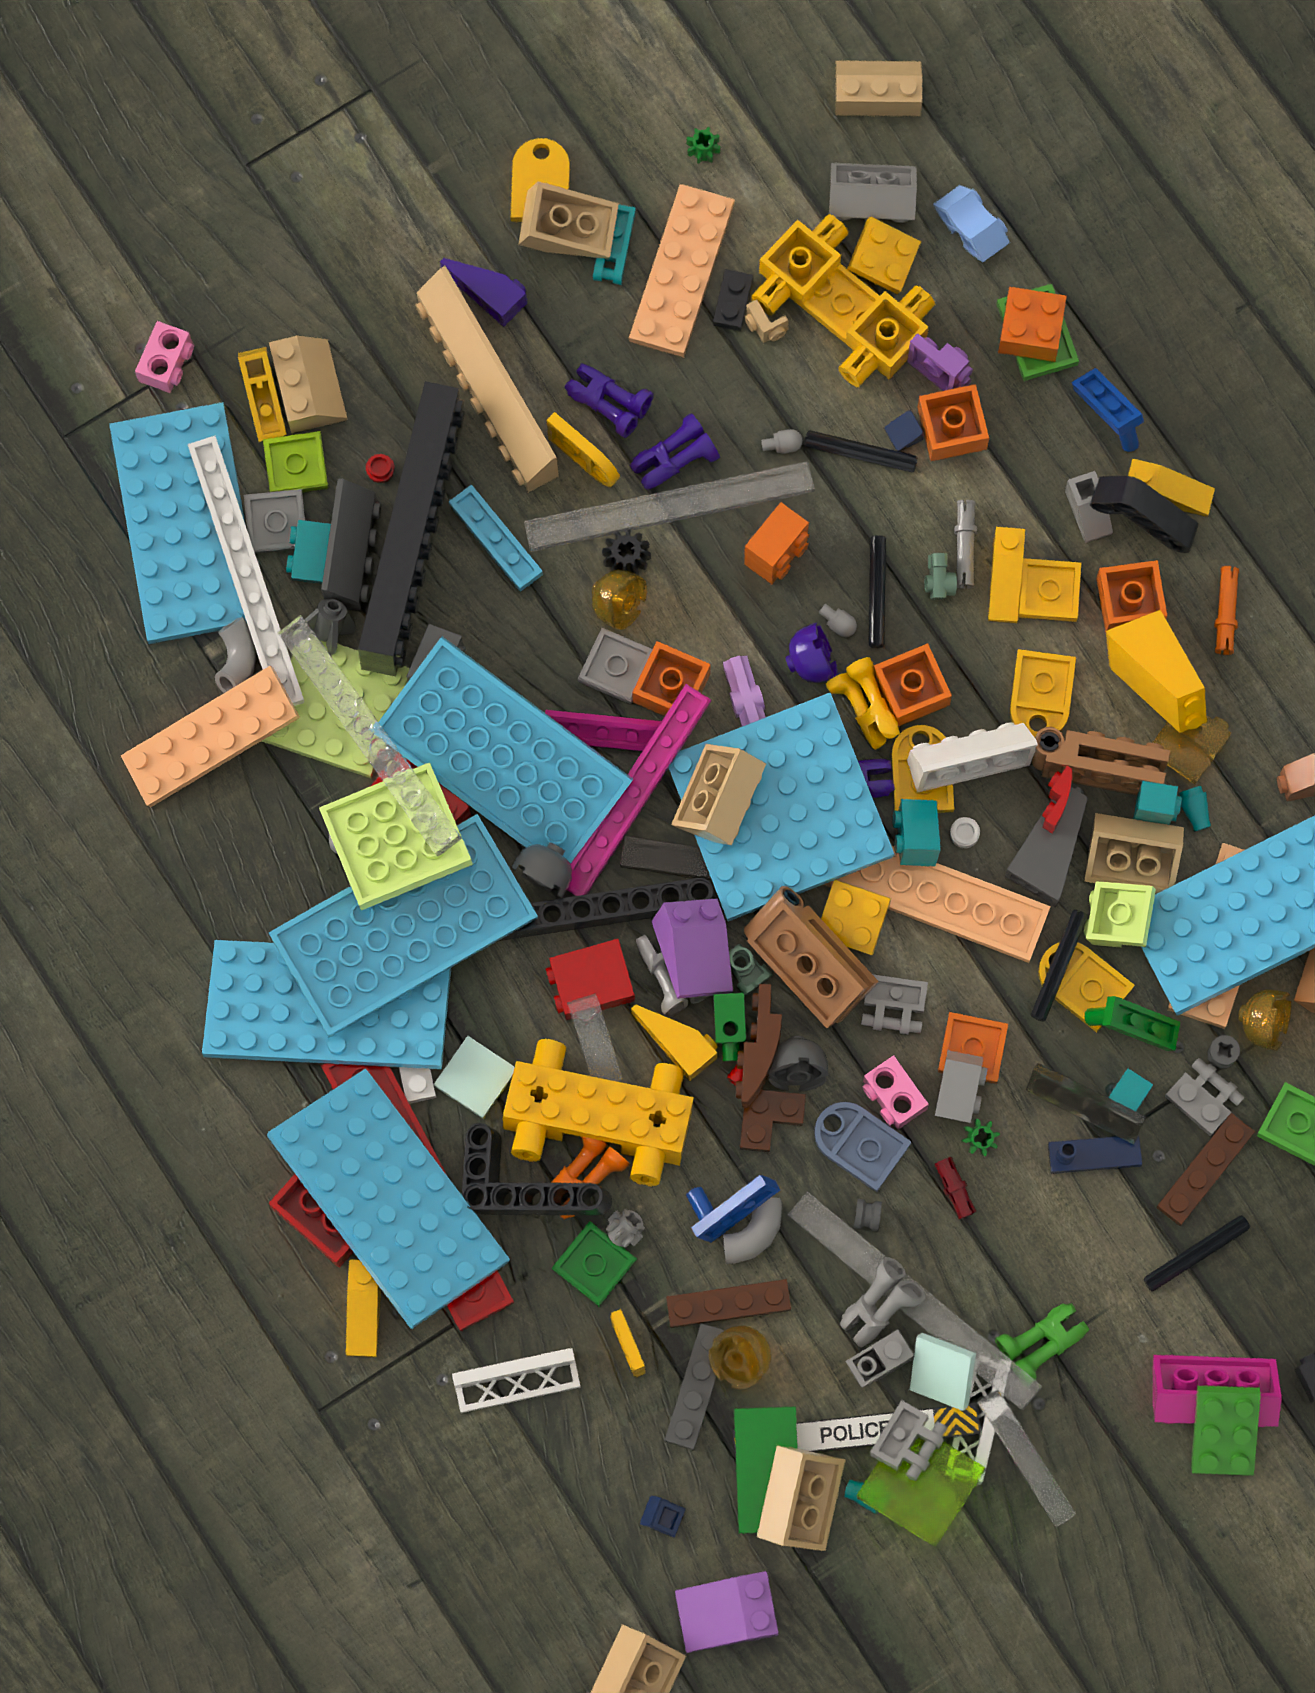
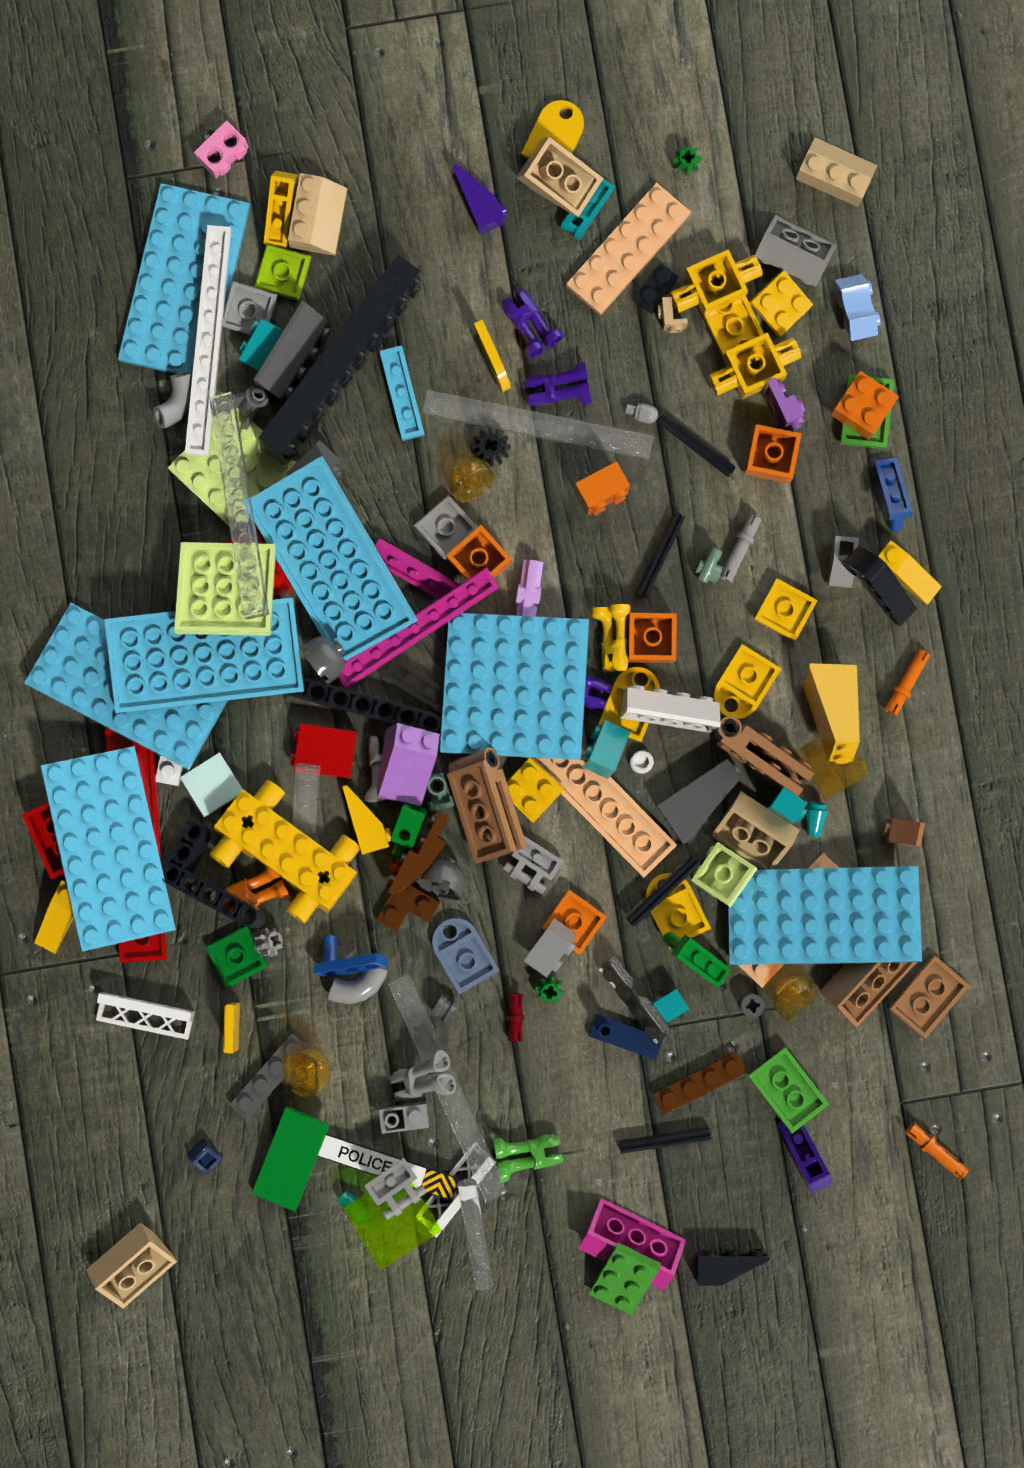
camera: 20 degrees right, 10 degrees up
(210, 736) = (130, 451): light nougat plate -> none
(380, 468) = (342, 303): red plate -> none
(487, 381) = (446, 272): tan slope -> none
(719, 793) = (473, 659): tan slope -> none
(726, 1612) = (218, 1245): medium lavender slope -> none
(728, 1303) = (318, 1027): reddish brown plate -> none
(800, 1498) = (303, 1192): tan slope -> none
(811, 655) = (589, 583): dark purple cylinder -> none
(839, 621) = (622, 565): light grey cylinder -> none
(902, 1089) = (509, 929): bright pink brick -> none
(904, 431) = (735, 443): dark blue slope -> none
(942, 1371) = (444, 1147): light aqua tile -> none
(1006, 574) = (759, 585): yellow slope -> none
(1059, 793) = (722, 766): red slope -> none
(1130, 592) = (841, 641): orange brick -> none
(1198, 1103) = (717, 1034): light grey plate -> none

